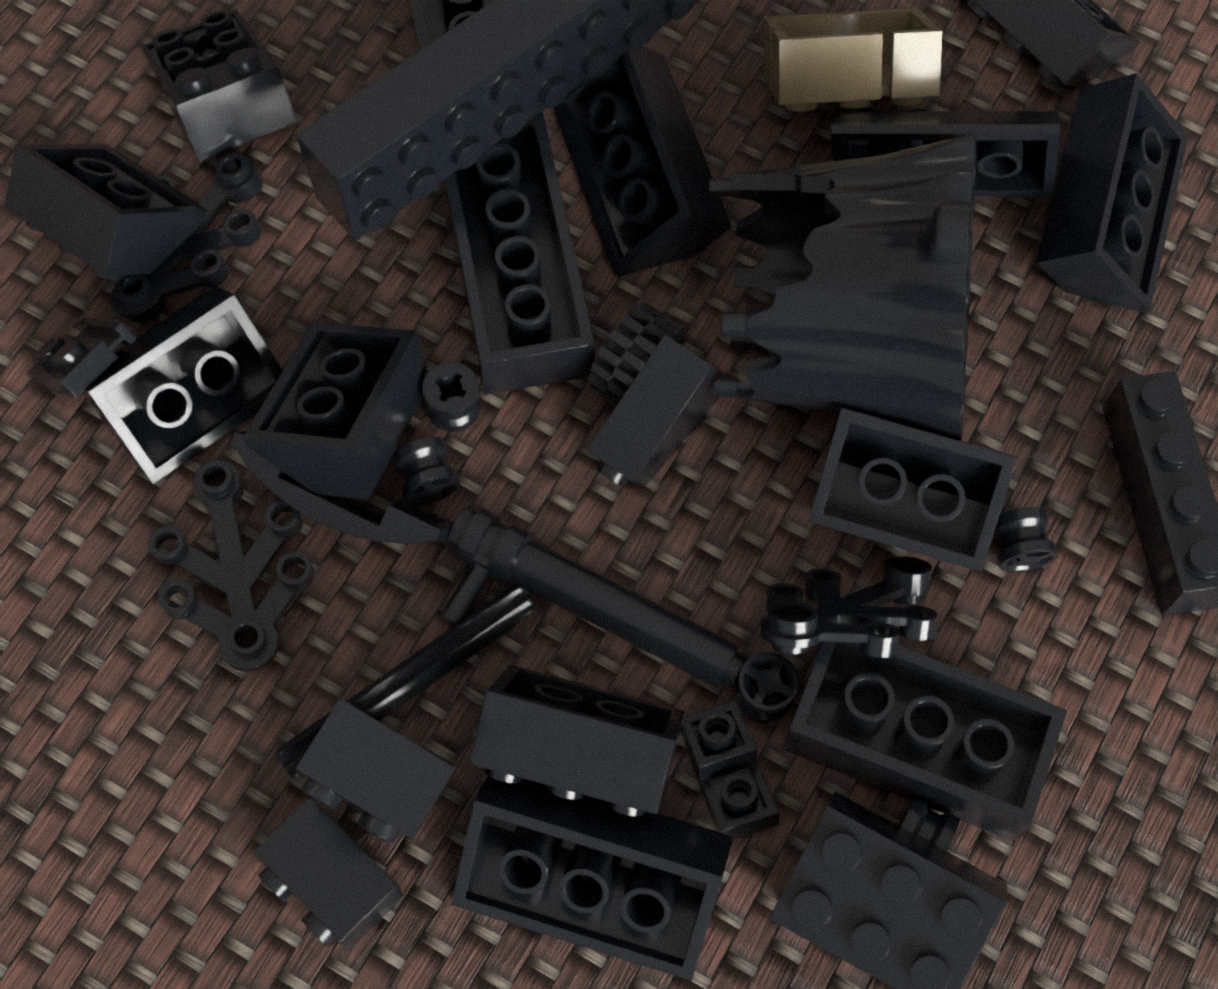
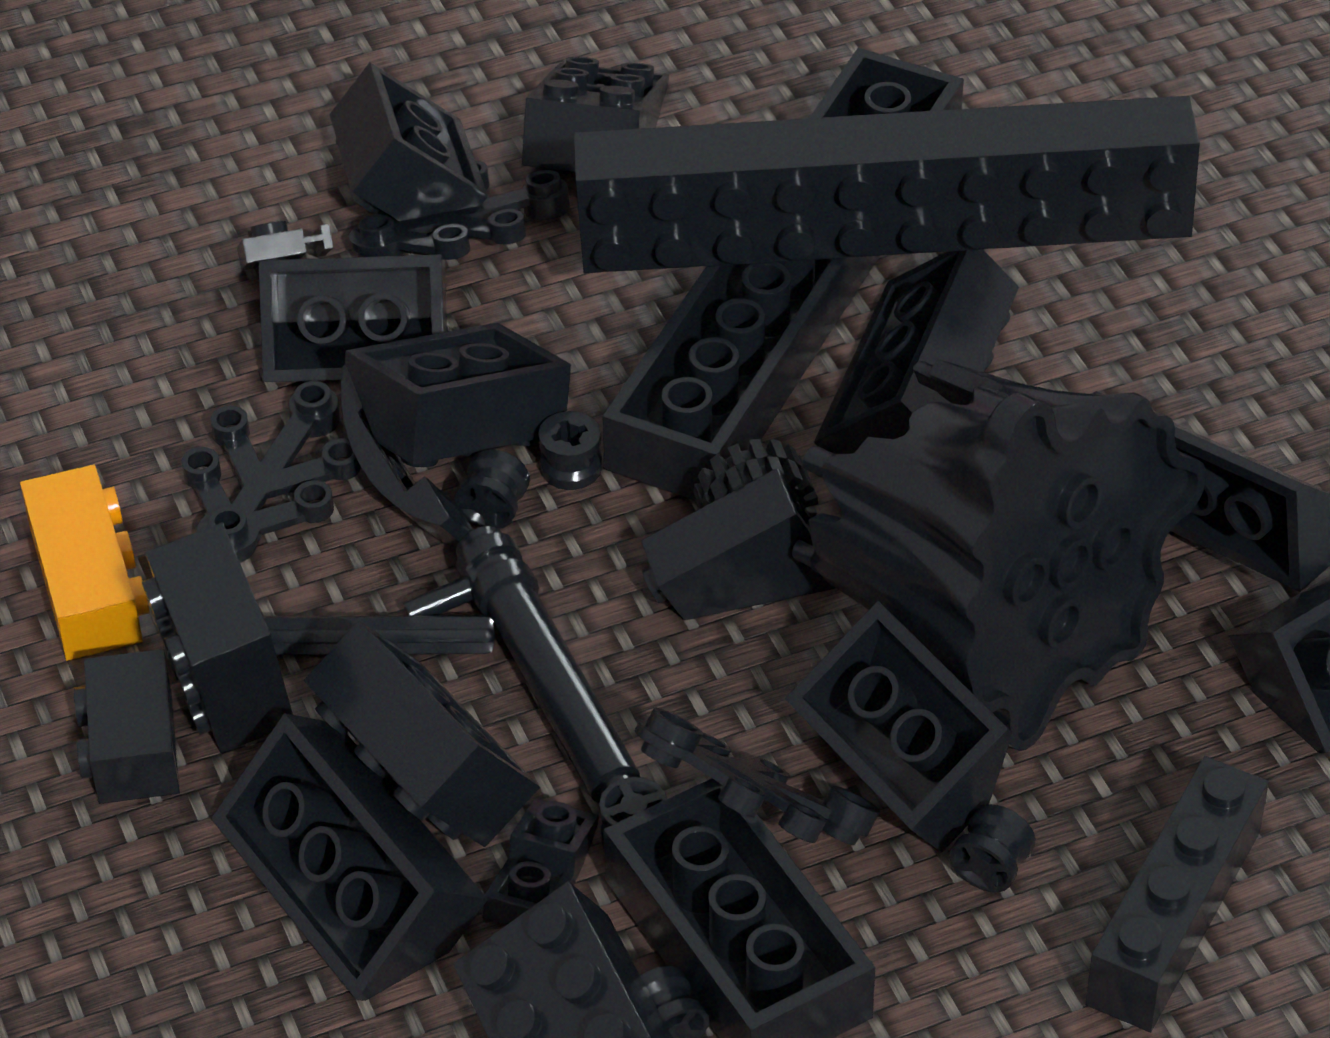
camera: 40 degrees right, 20 degrees down
(158, 749) = (85, 561): none -> light orange brick
(852, 58) = (1191, 370): dark tan piece -> none

